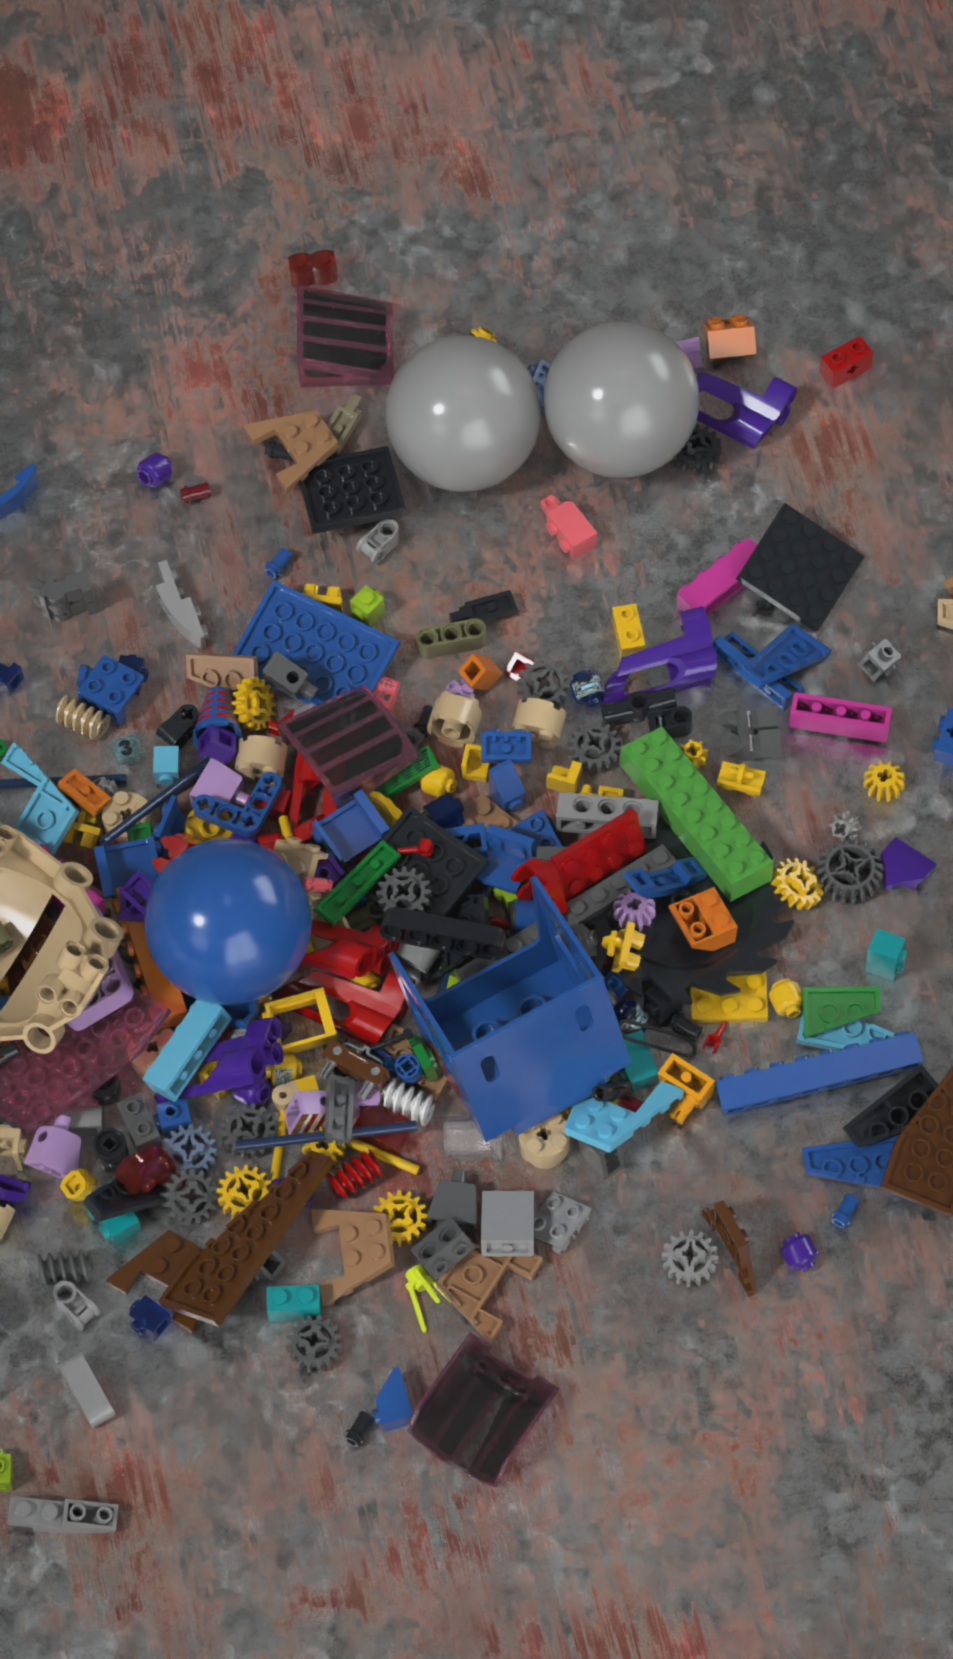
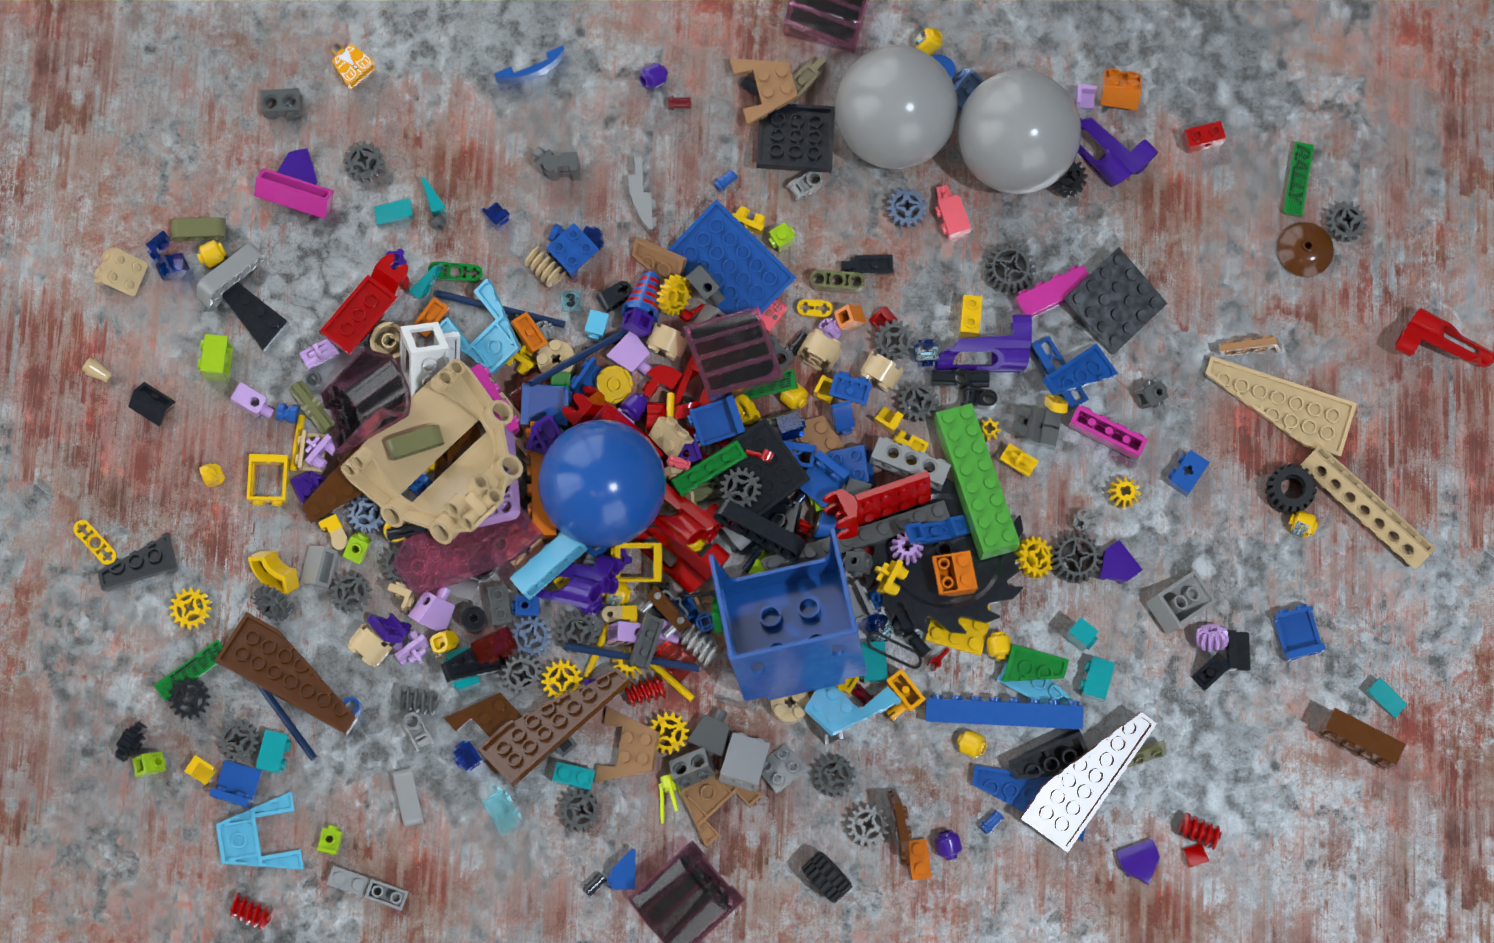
camera: 10 degrees right, 15 degrees up
(41, 1209) = (413, 650): none -> lavender hips
(214, 1370) = (502, 813): none -> clear light blue bracket
(246, 814) = (646, 384): blue beam -> none
(432, 677) = (816, 304): none -> yellow beam
(512, 531) = (899, 208): none -> sand blue gear
(612, 1090) = (849, 685): black pin -> none
(638, 1212) = (843, 779): none -> dark grey gear
(647, 561) = (1017, 271): none -> dark grey gear
(656, 1329) = (827, 877): none -> black tyre
(766, 700) = (1056, 403): none -> yellow beam
(769, 1283) = (919, 860): none -> orange plate
(790, 1123) = (972, 744): none -> yellow head
(922, 1004) = (1097, 678): none -> teal brick

